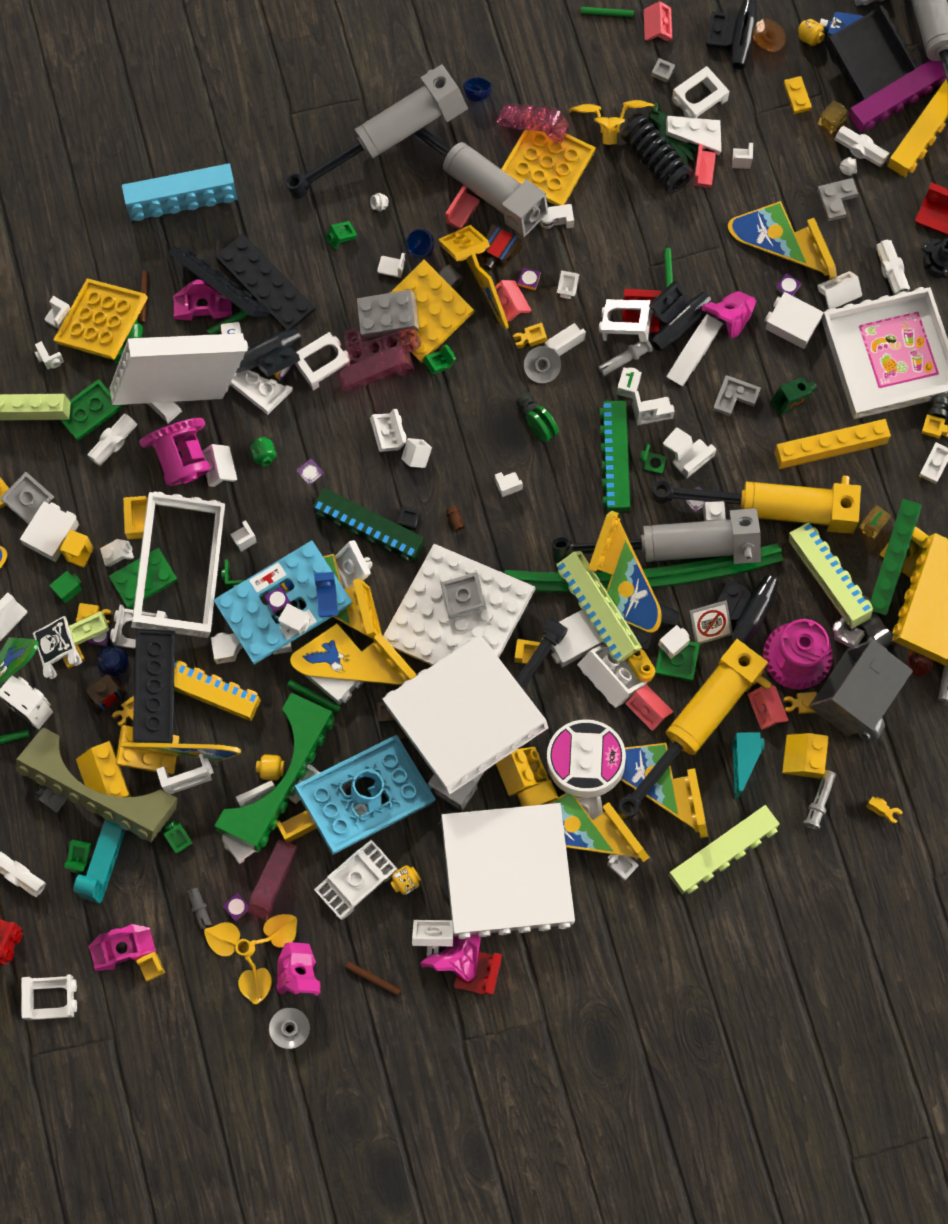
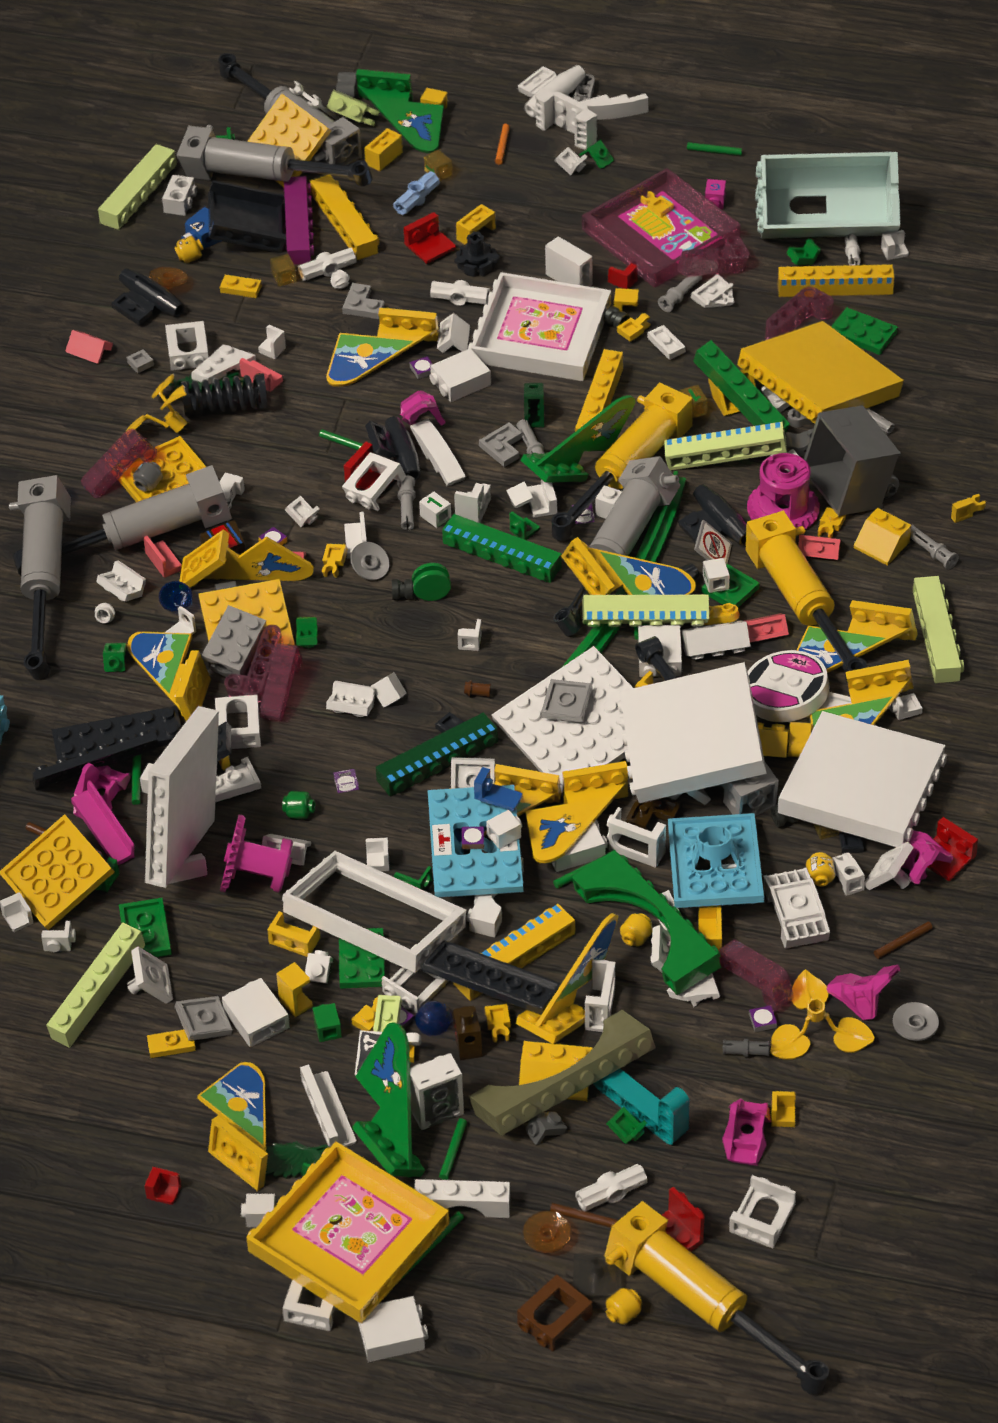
camera: 60 degrees left, 25 degrees down
(40, 440) = (150, 976): none -> white tile
(112, 439) = (193, 921): white piece -> none
(170, 314) = (103, 824): none -> dark pink panel
(176, 836) = (662, 1034): green bracket -> none
(337, 298) = (163, 658): none -> piece
(354, 739) = (656, 839): none -> white panel
(415, 196) = (122, 582): none -> white bracket
(416, 902) = (849, 873): none -> white leg
(530, 150) = (147, 476): none -> dark grey head
(607, 12) = (46, 376): green bar -> none
(734, 455) = (595, 435): none -> green piece
(745, 423) = (529, 438): none -> light grey pin
(745, 755) = (863, 575): teal slope -> none

